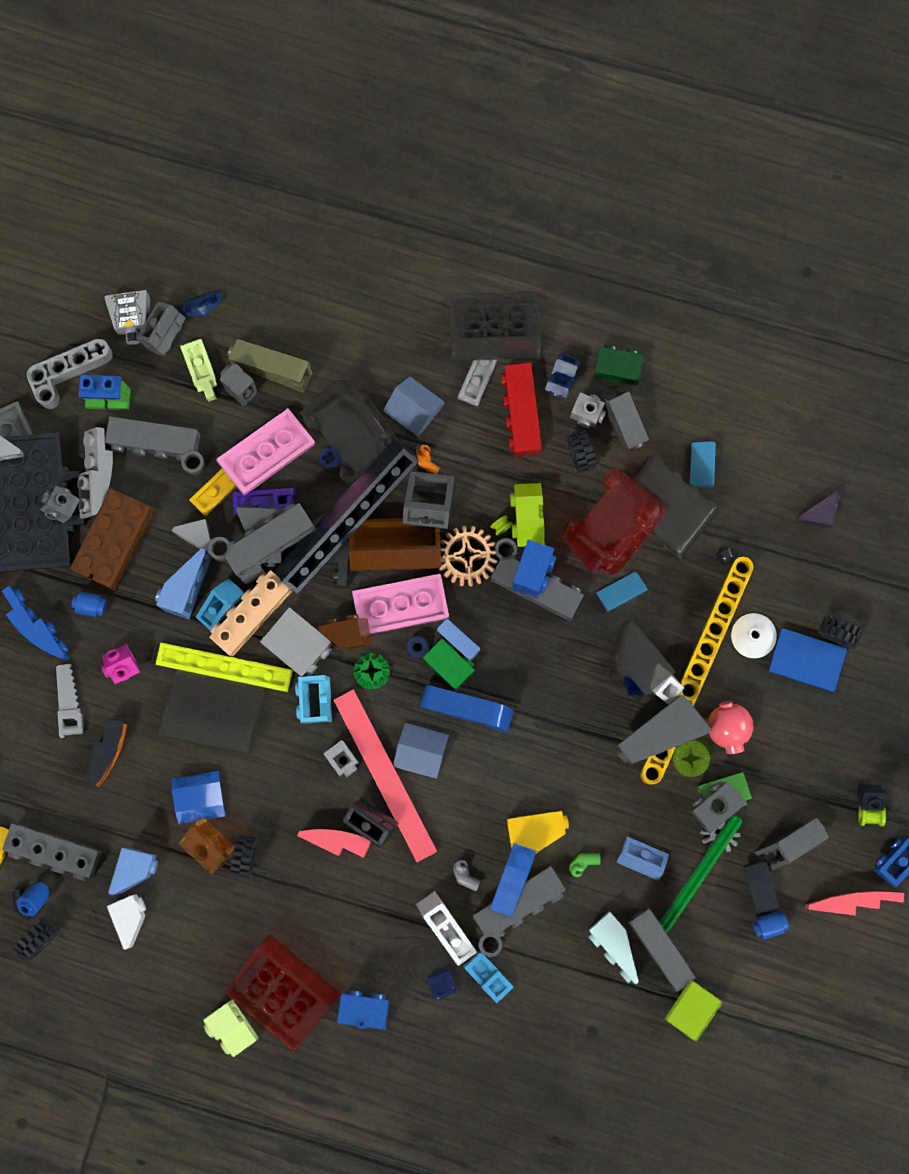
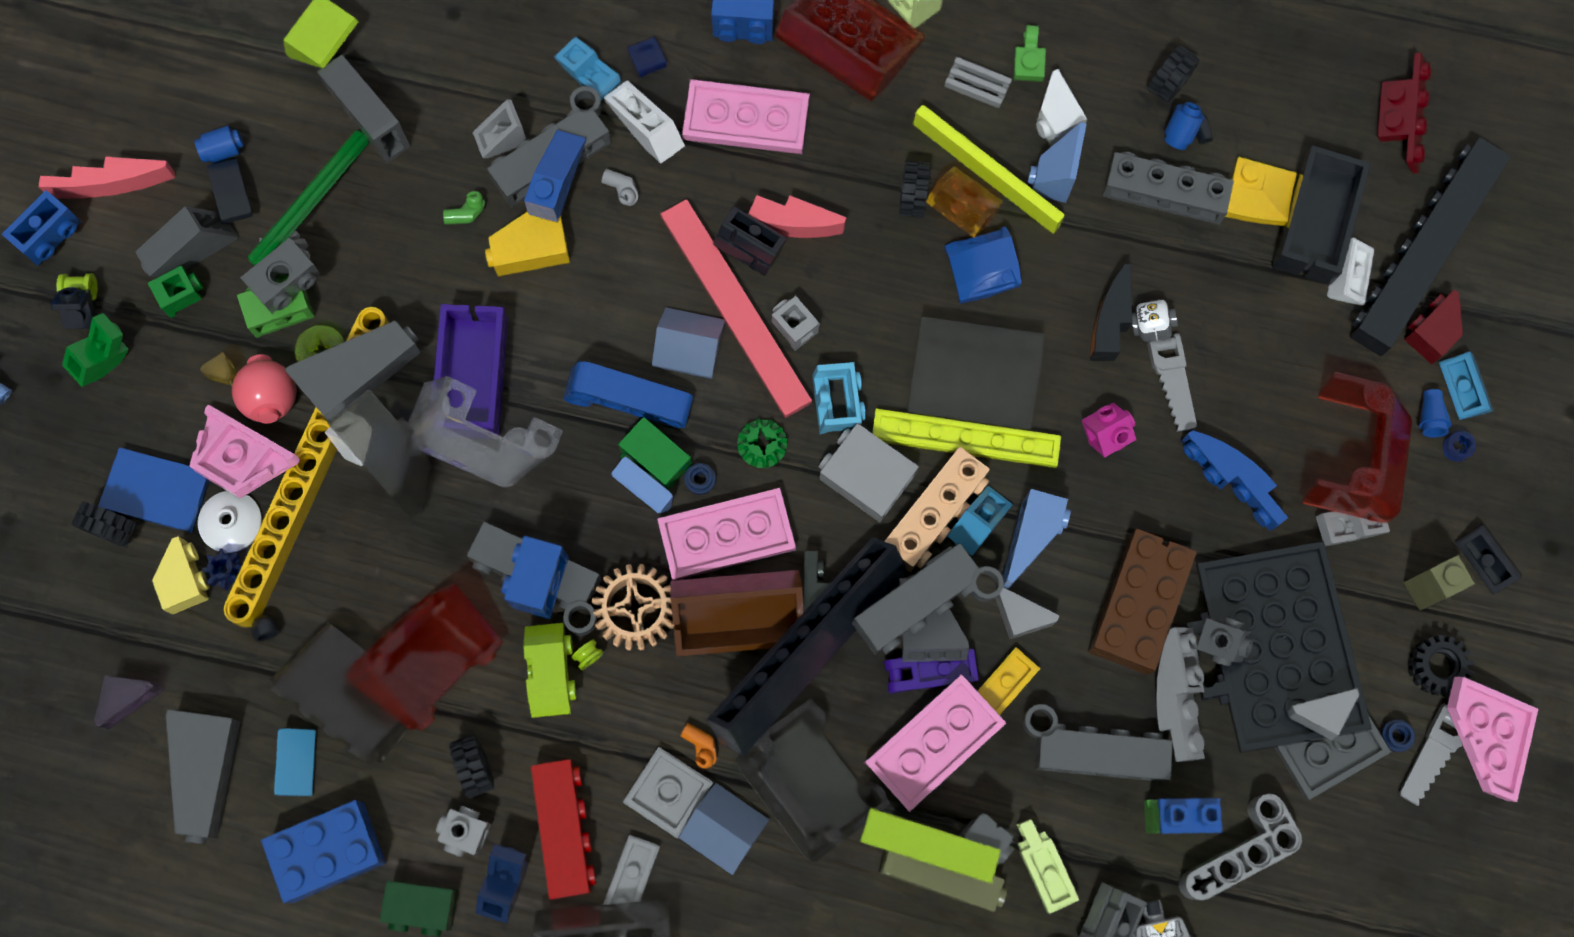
camera: 170 degrees right, 5 degrees down
(76, 745) = (1154, 320): none -> head
(89, 604) = (1163, 511): blue brick -> none
(144, 964) = (1029, 60): none -> bright green plate
(169, 939) = (980, 72): none -> light grey tile
(186, 873) = (988, 169): none -> neon yellow tile
(275, 375) = (930, 846): none -> lime tile
(326, 452) = (848, 733): clear blue bush -> none
(347, 634) = (798, 484): reddish brown slope -> none
(367, 928) = (745, 116): none -> bright pink plate
(437, 515) = (696, 653): dark grey window -> none
(450, 431) = (668, 792): none -> light grey tile
(545, 668) = (449, 437): none -> clear windscreen
(557, 924) = (499, 131): none -> light grey slope
(581, 731) = (474, 356): none -> dark purple piece
(614, 940) = (426, 118): light aqua slope -> none
(621, 591) = (414, 570): dark azure slope -> none
(624, 417) = (410, 826): dark grey slope -> none
(643, 858) = (386, 221): medium blue slope -> none
(681, 403) = (323, 851): none -> blue brick
(749, 678) = (237, 455): none -> bright pink wing
(761, 744) = (219, 369): none -> clear yellow slope
(762, 597) = (217, 575): none -> clear blue gear
(766, 466) = (200, 771): none -> dark grey slope
(786, 591) = (178, 578): none -> light yellow slope
(805, 805) = (168, 285): none -> green brick
(854, 762) = (97, 354): none -> green brick

